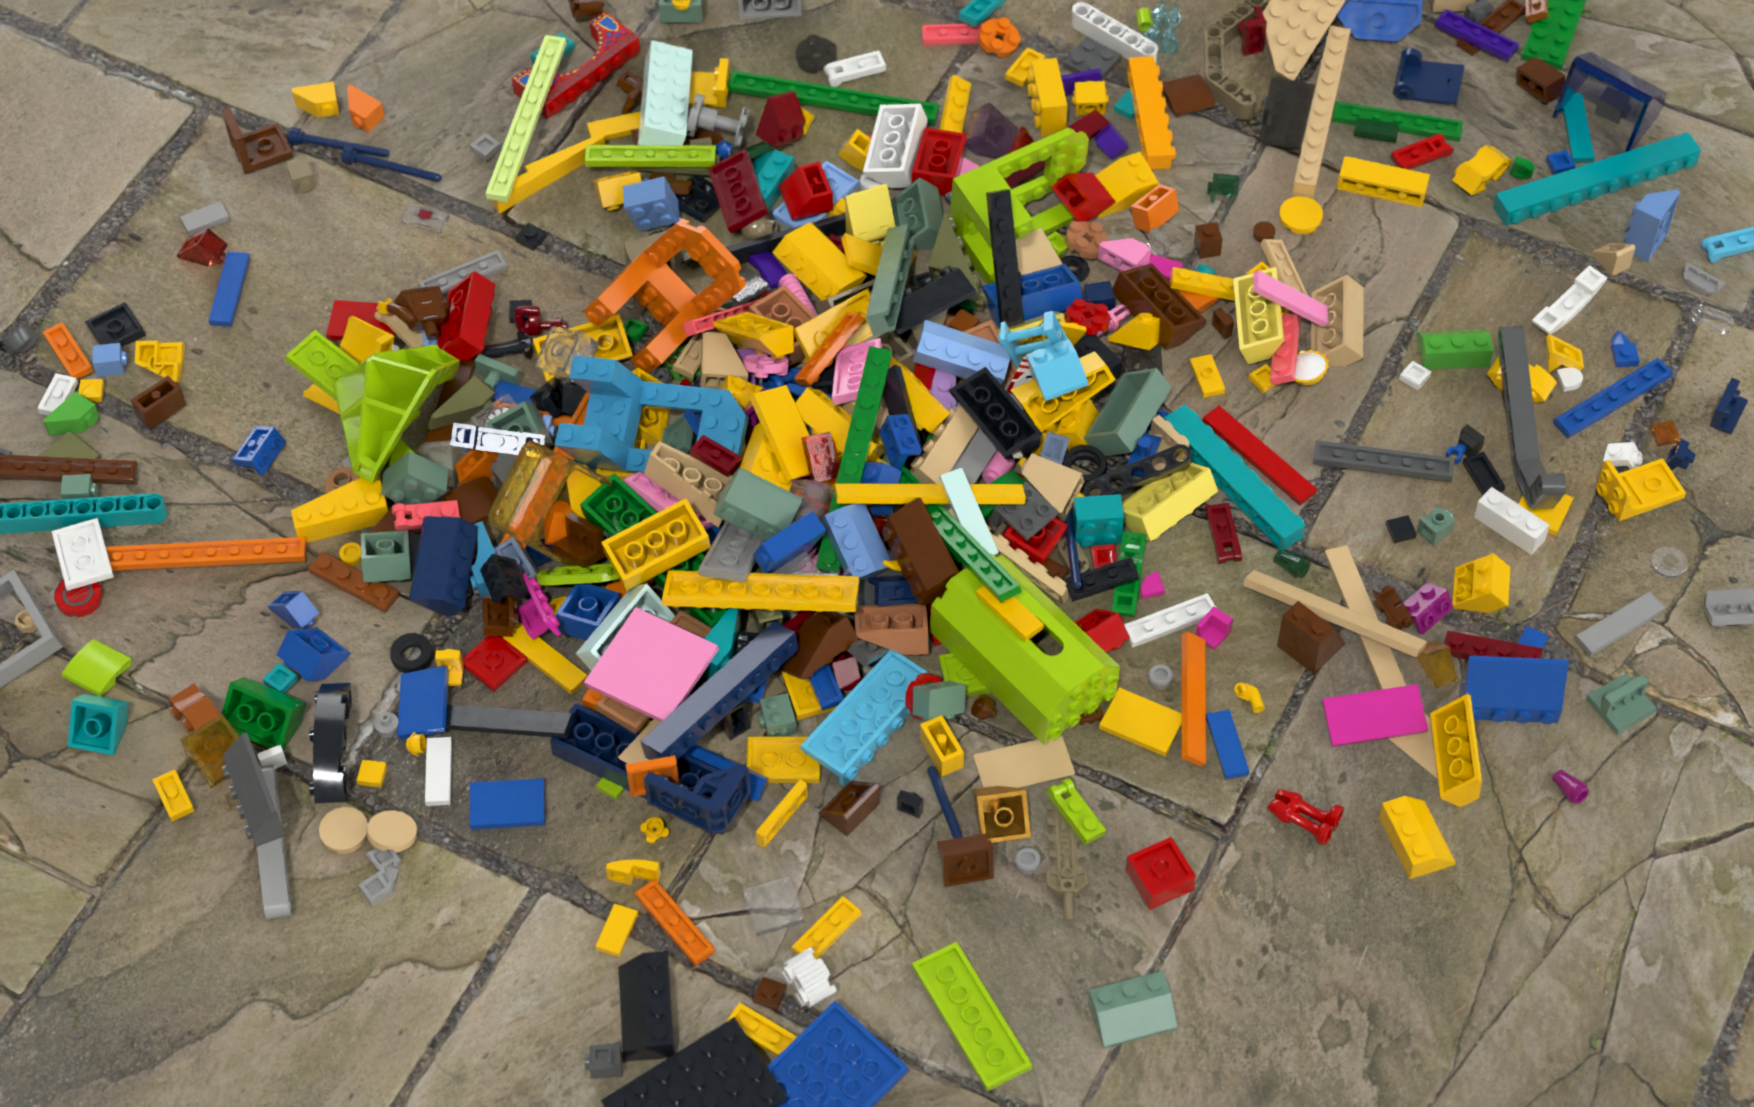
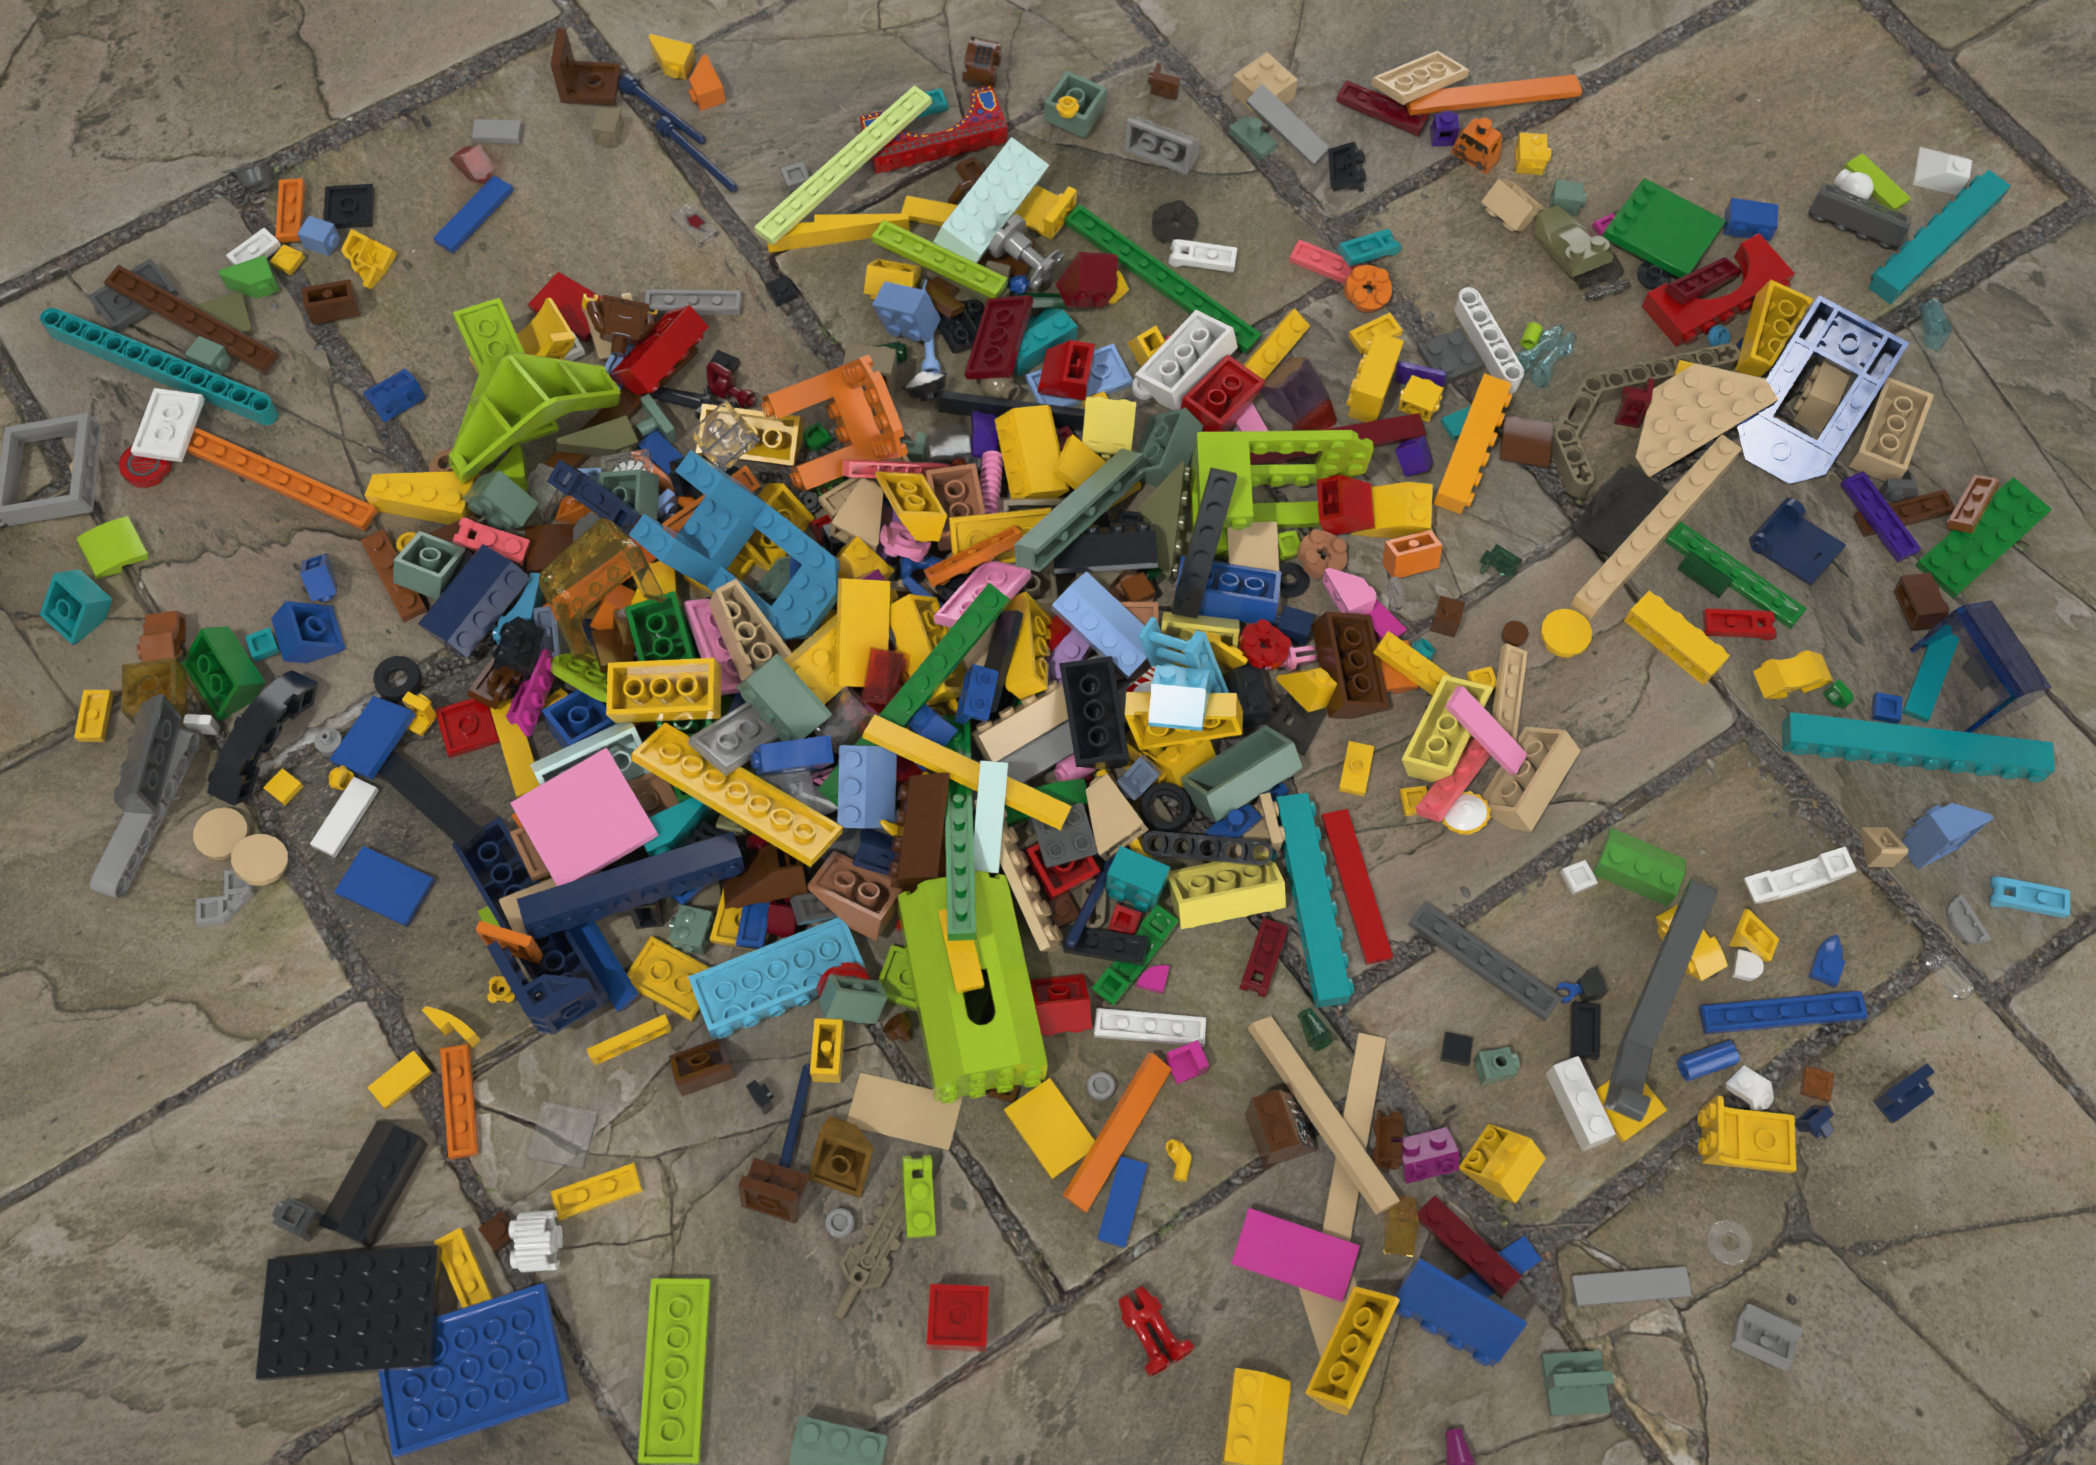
camera: 25 degrees right, 10 degrees up
(715, 456) = (782, 621): dark red plate -> none
(1222, 323) = (1407, 717): reddish brown plate -> none
(1581, 452) = (1708, 1060): none -> blue axle

